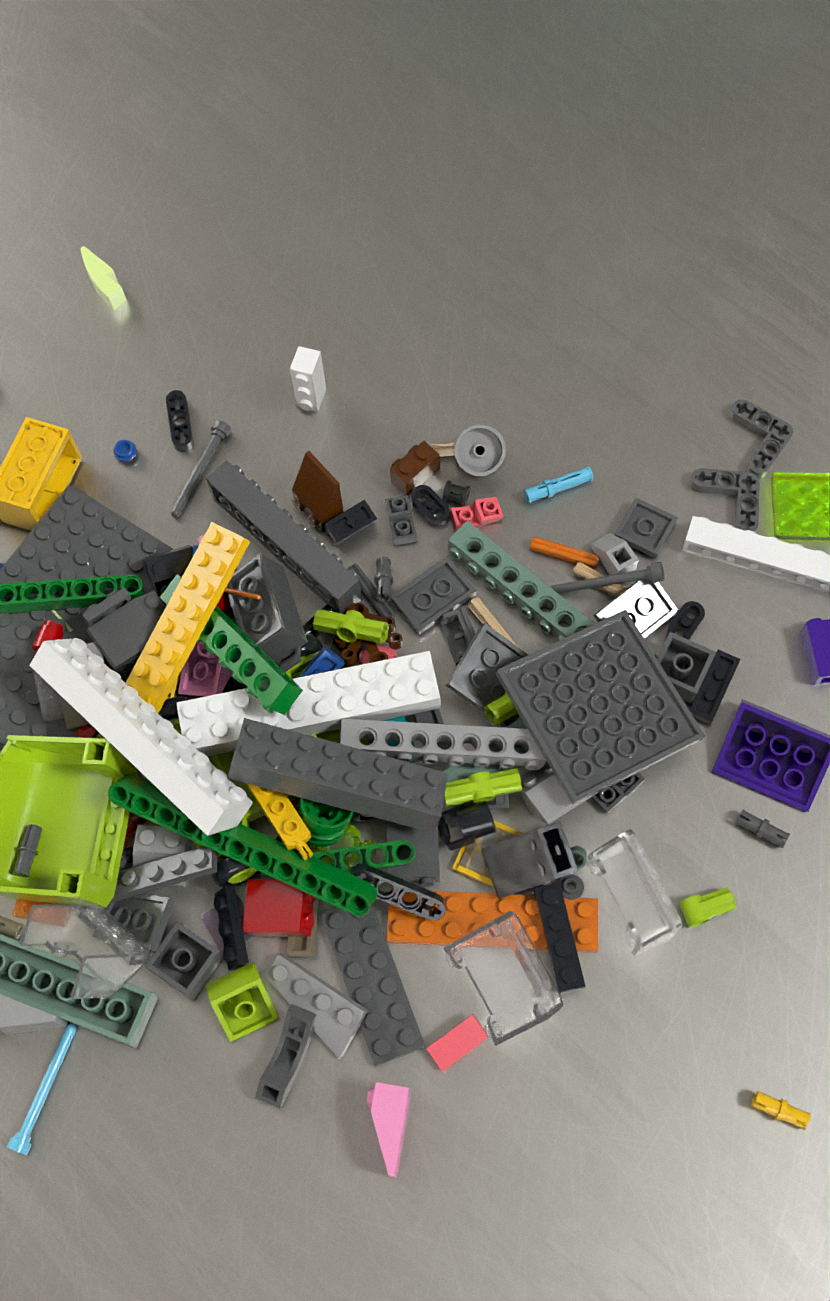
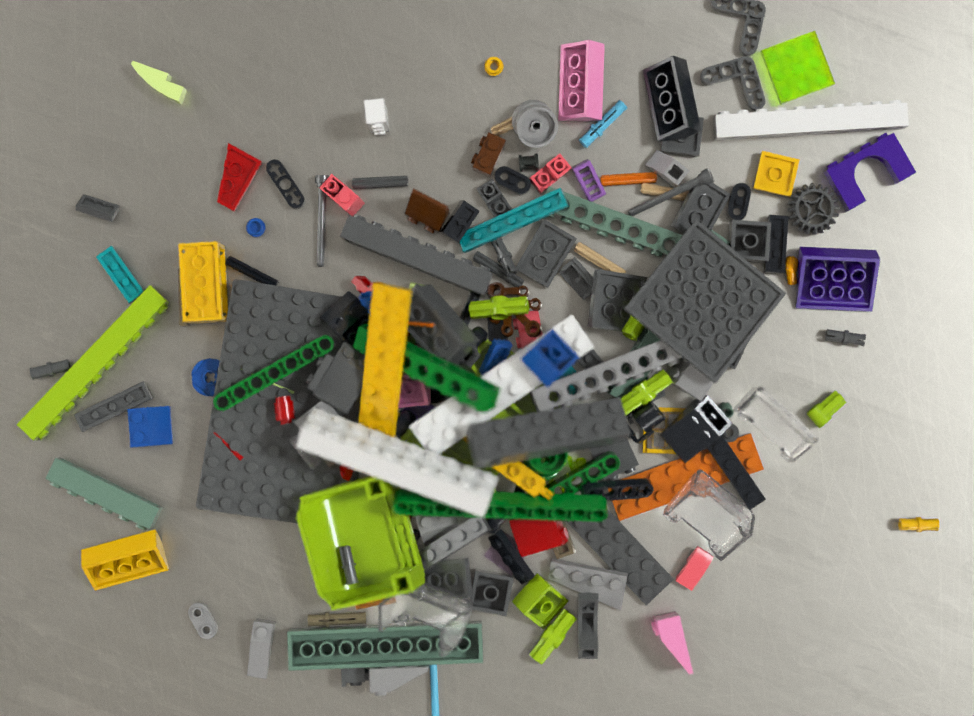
camera: 20 degrees left, 20 degrees up
(92, 489) = (250, 271): none -> black axle
(133, 394) = (237, 176): none -> red wing
(233, 448) = (342, 195): none -> coral slope
(236, 1055) = (552, 636): none -> lime piece
(276, 453) = (380, 182): none -> dark grey axle
(378, 683) = (549, 358): none -> blue slope
(410, 540) = (513, 220): none -> teal plate
(463, 381) = (493, 60): none -> yellow plate
(516, 519) = (587, 163): none -> medium lavender slope
(552, 433) = (581, 81): none -> bright pink slope
(648, 483) = (671, 99): none -> black slope
(722, 720) = (791, 269): none -> light orange arm
(742, 609) = (776, 174): none -> yellow plate
(765, 648) = (805, 204): none -> dark grey gear

